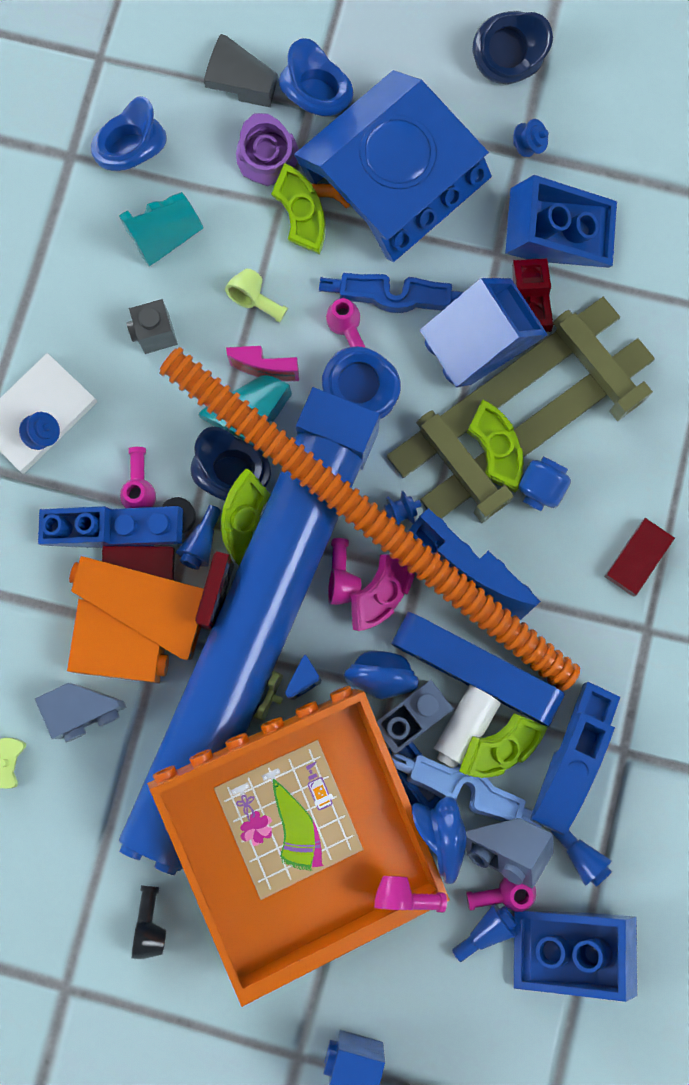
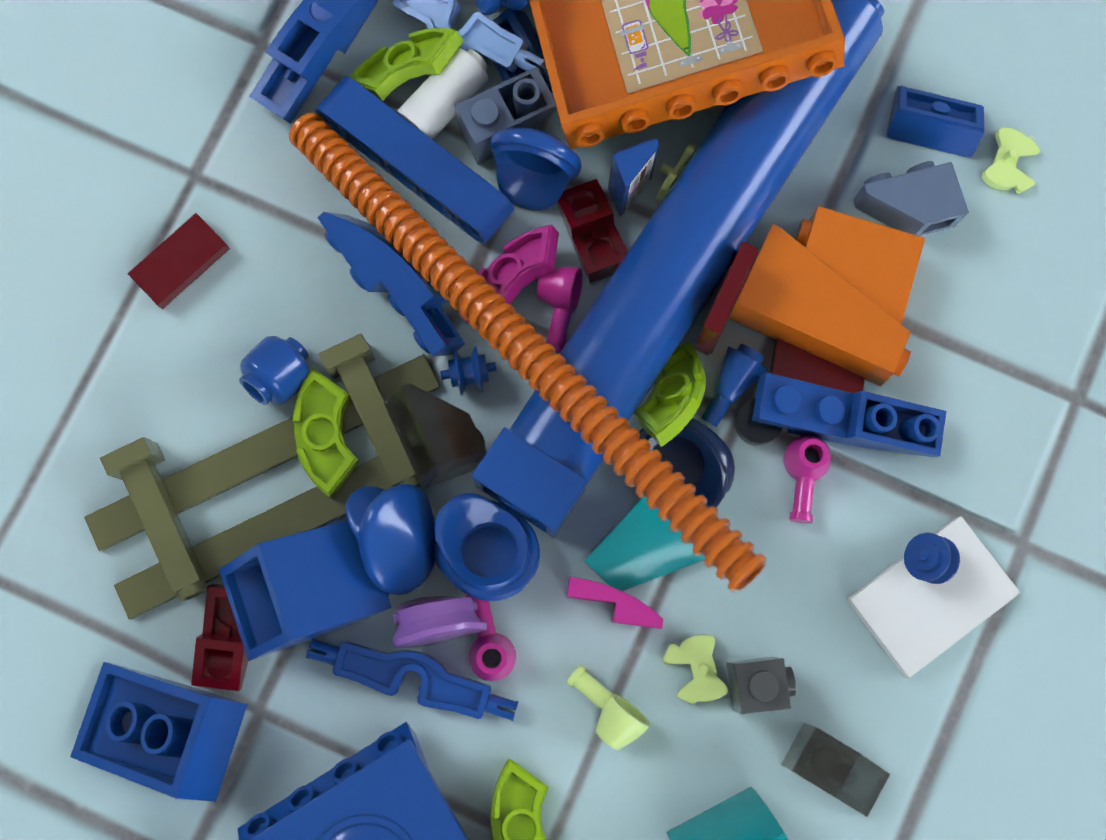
camera: 175 degrees left, 0 degrees up
(66, 785) = (936, 121): none -> blue slope
(94, 283) = (835, 768): none -> clear smoke slope
(199, 345) = (698, 653): none -> yellowish green piece
(326, 639) = (592, 229): none -> dark red slope
(387, 326) = (435, 620): none -> medium lavender hat
(412, 449) = (435, 435): none -> clear smoke slope
(430, 379) = (393, 535): none -> blue piece

